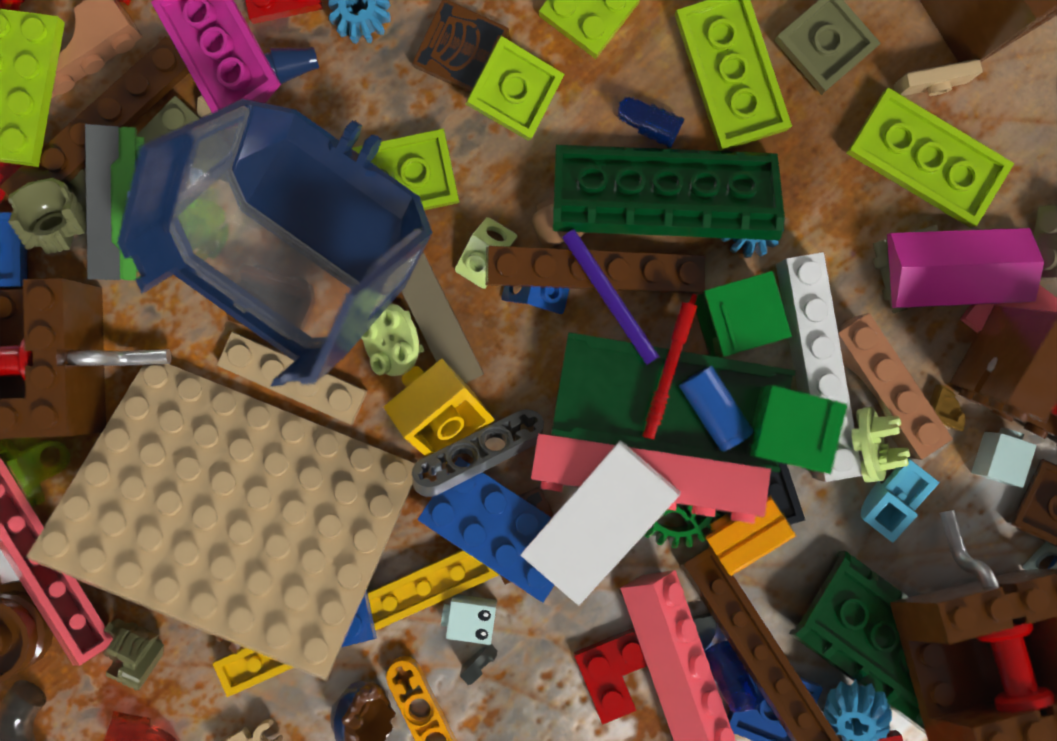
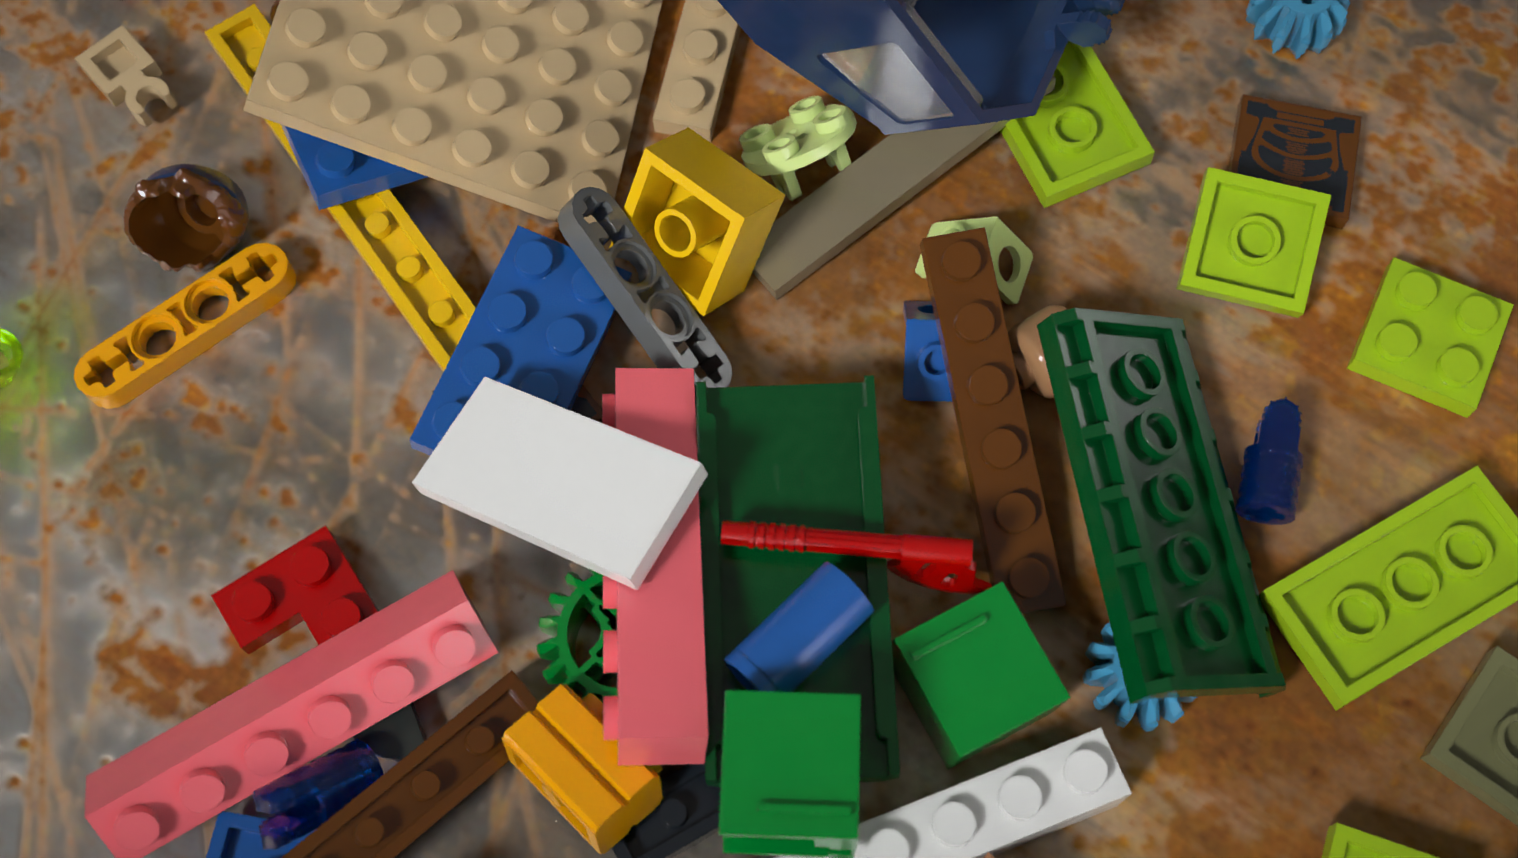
camera: 80 degrees right, 20 degrees down
(469, 619) = (367, 348): light aqua brick -> none
(472, 668) = (294, 375): pearl dark grey tile -> none
(610, 297) = (948, 430): dark purple bar -> none

